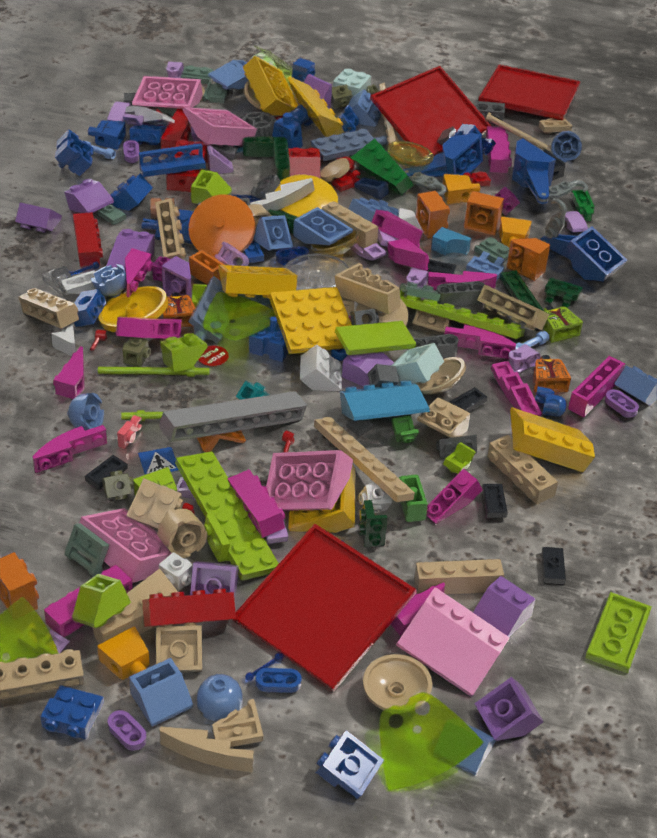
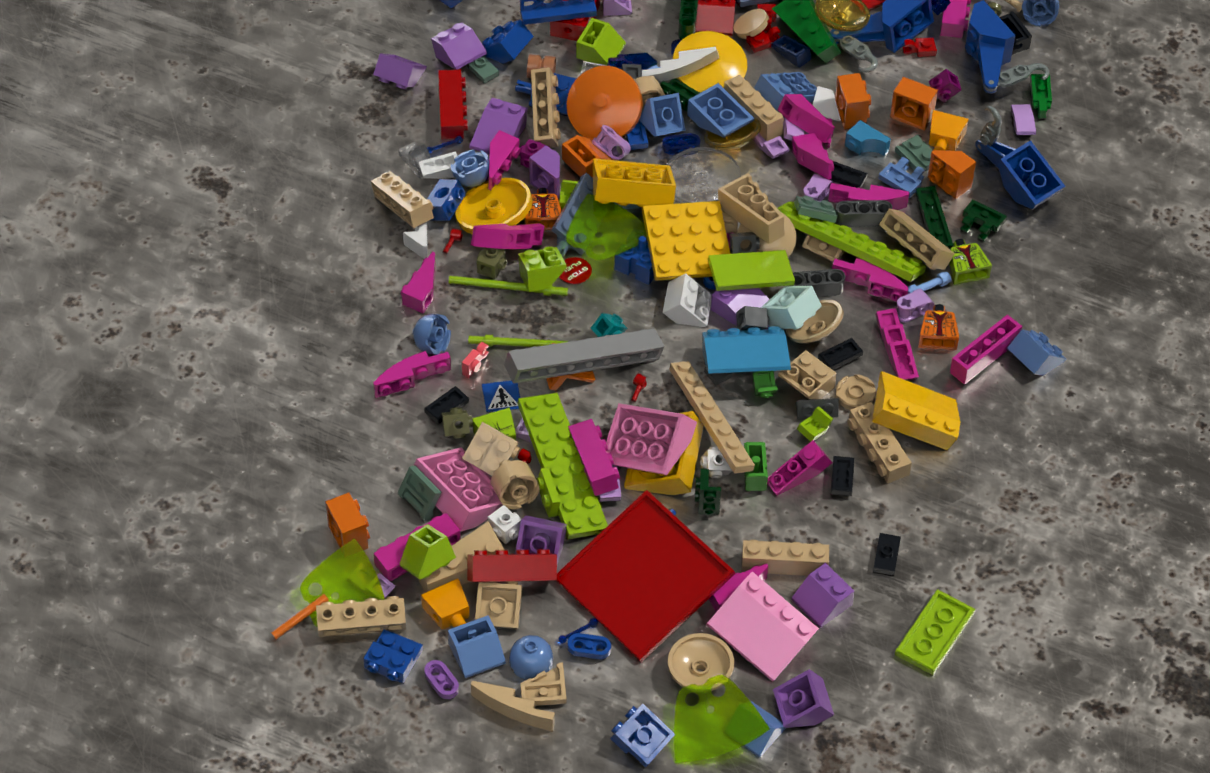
camera: 10 degrees right, 10 degrees up
(265, 186) = (665, 44): dark grey tile -> none
(458, 188) = (894, 61): light orange torso -> none
(487, 430) = (850, 393): none -> tan tile
(553, 404) = (932, 365): blue piece -> none
(621, 403) = (1011, 372): medium lavender plate -> none

